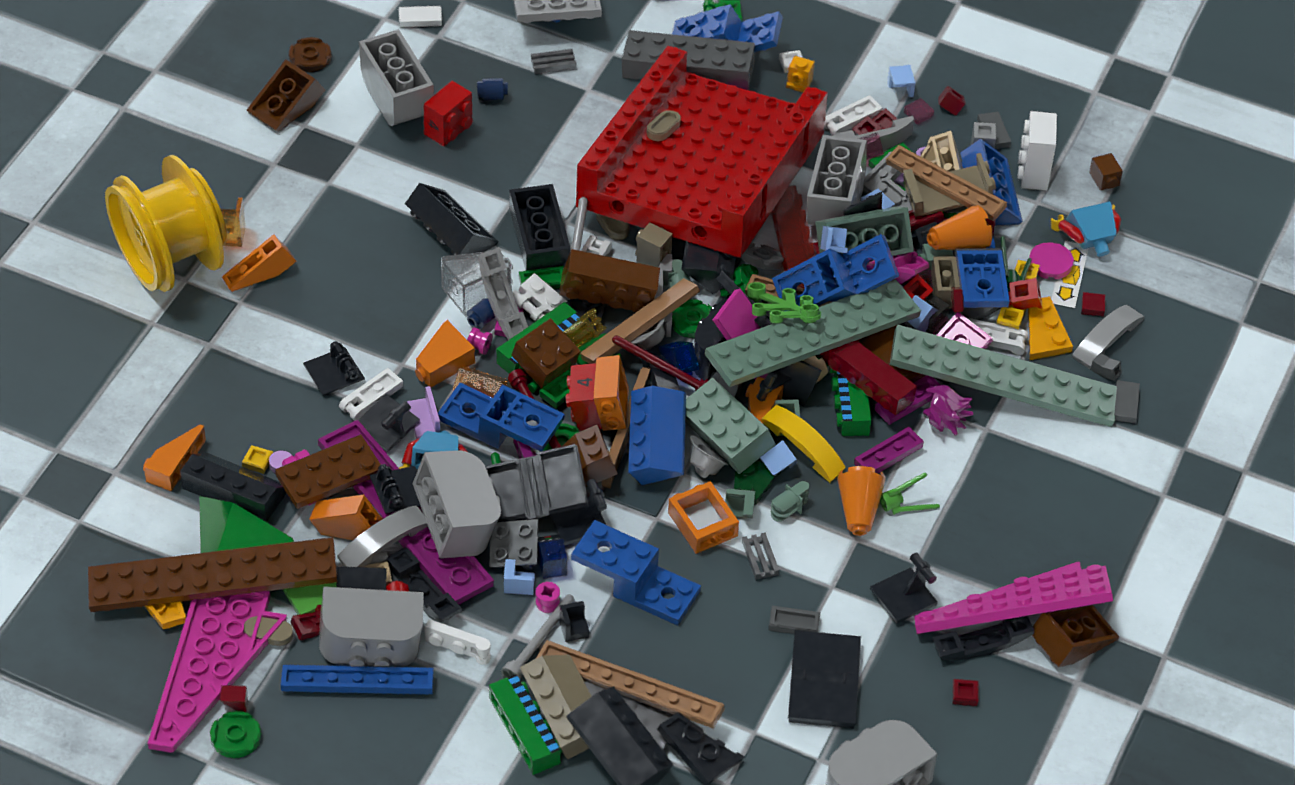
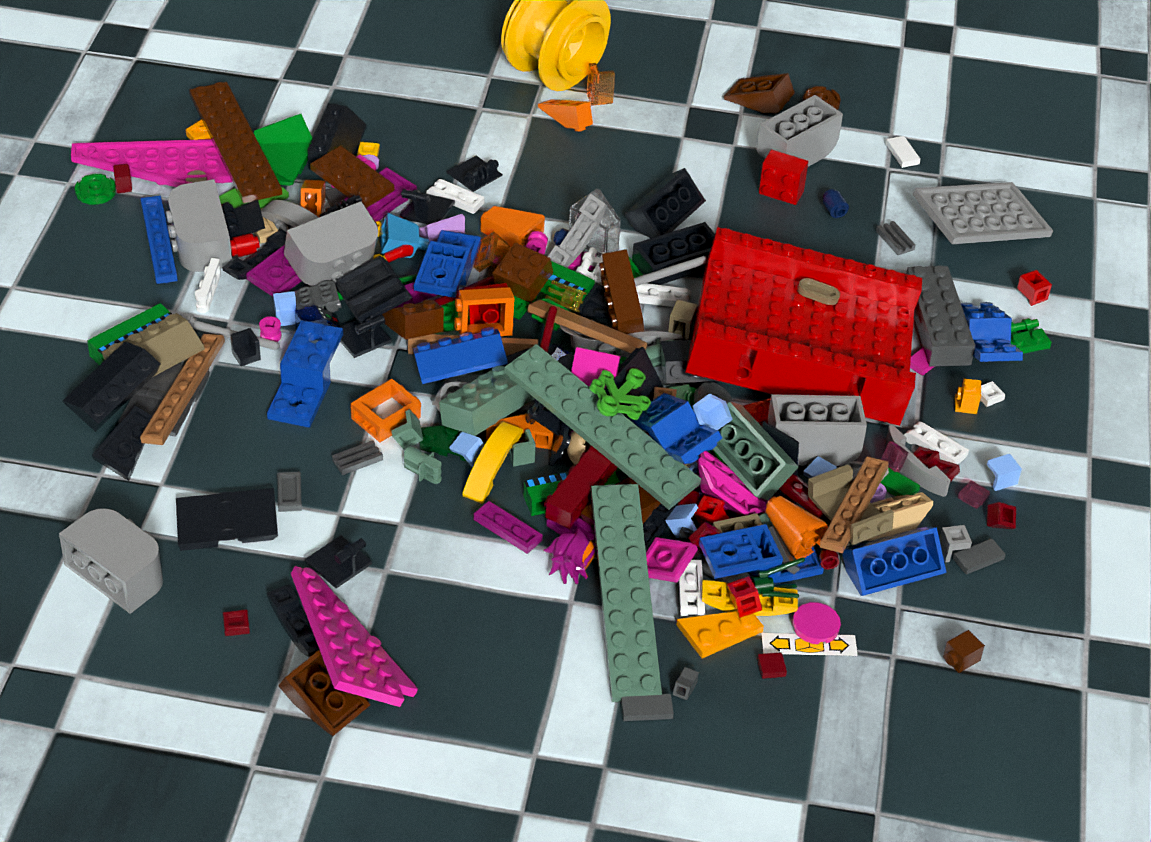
camera: 75 degrees right, 5 degrees down
(167, 461) = (363, 108): orange slope -> none
(860, 497) = (435, 509): orange cone -> none
(893, 498) = (451, 537): bright green plant -> none
(1038, 150) = (945, 576): white brick -> none
(1091, 226) = (875, 647): dark azure torso -> none
(1106, 333) = (738, 679): light grey slope -> none

